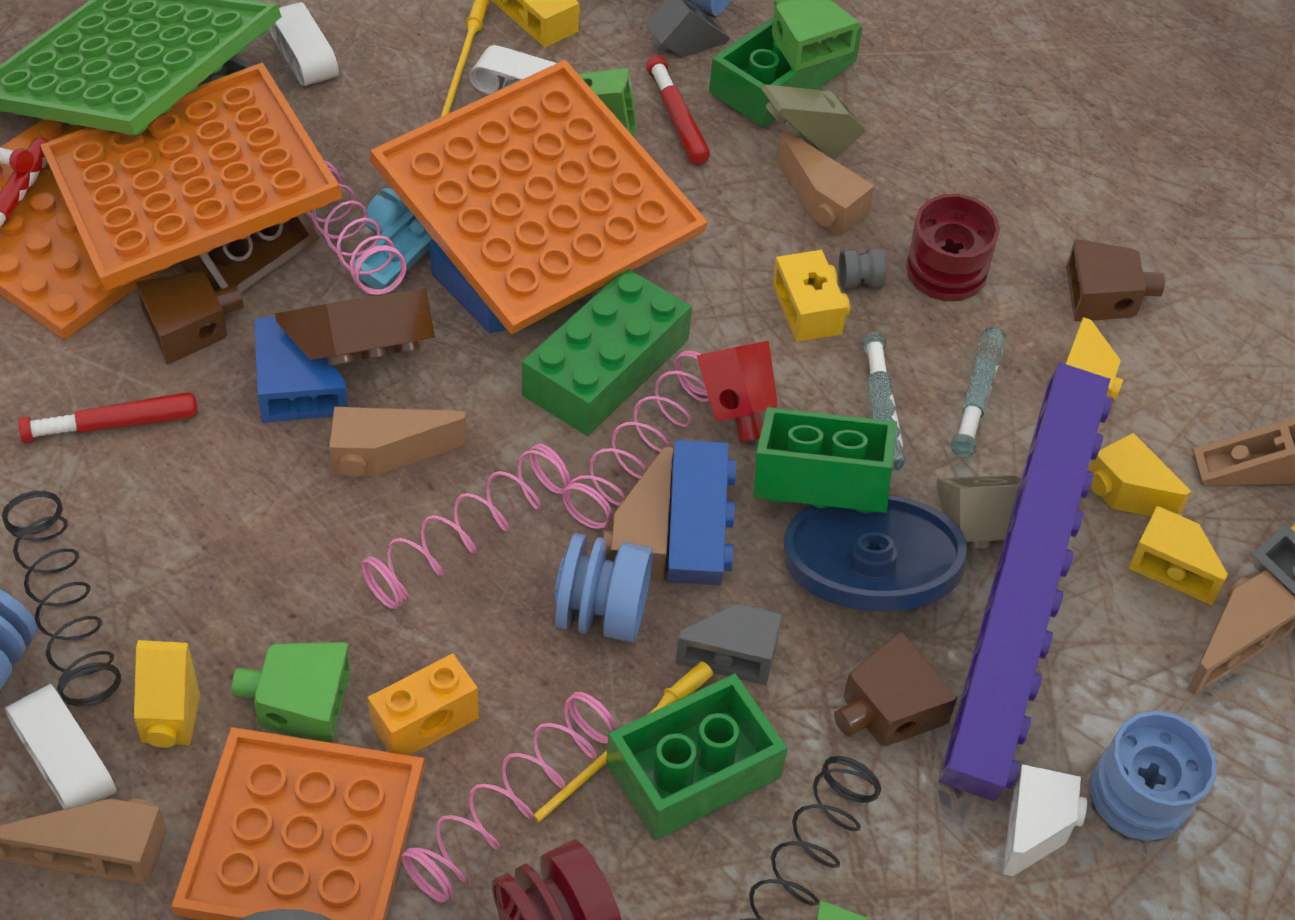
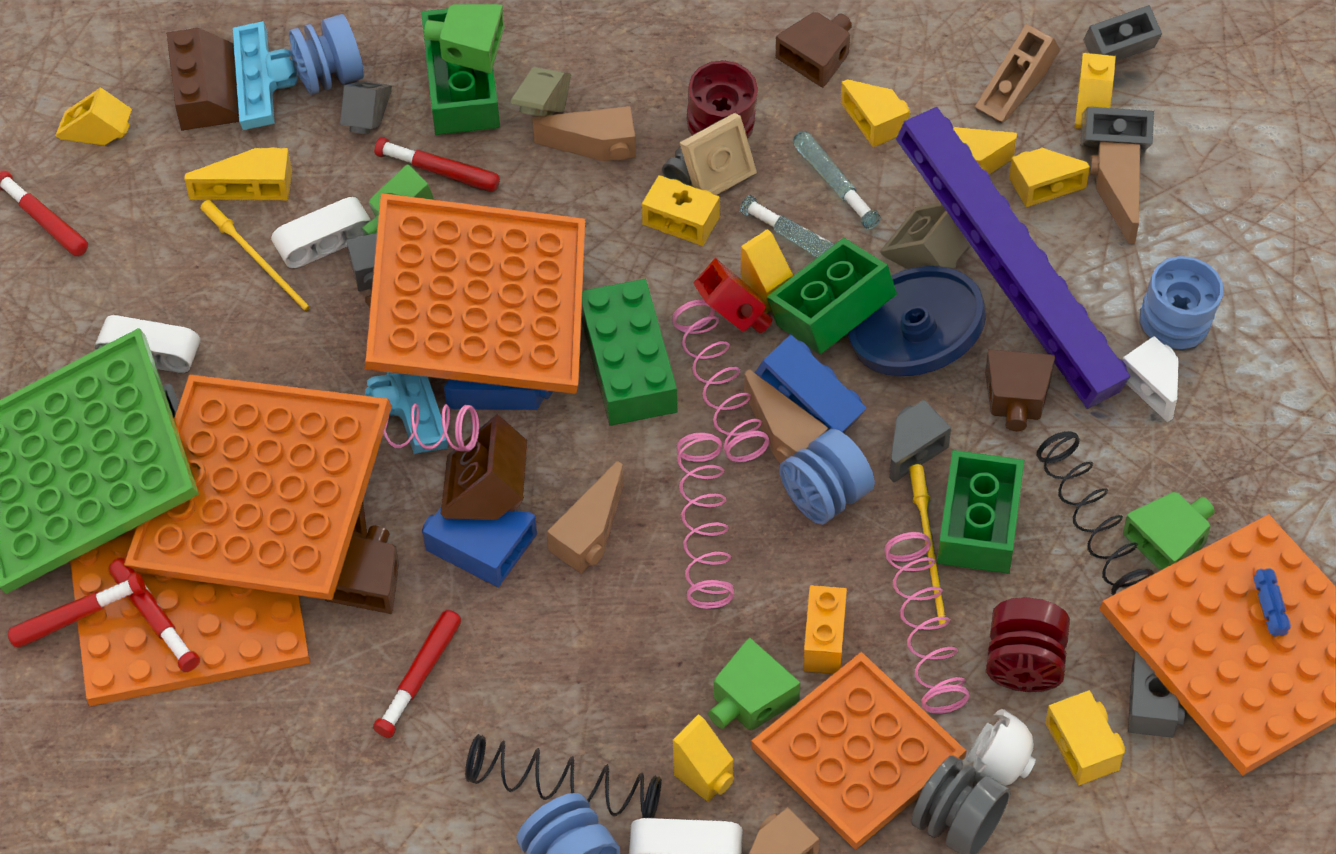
camera: 45 degrees left, 5 degrees up
(803, 378) = (764, 266): none -> yellow slope
(891, 279) = (719, 155): none -> tan tile

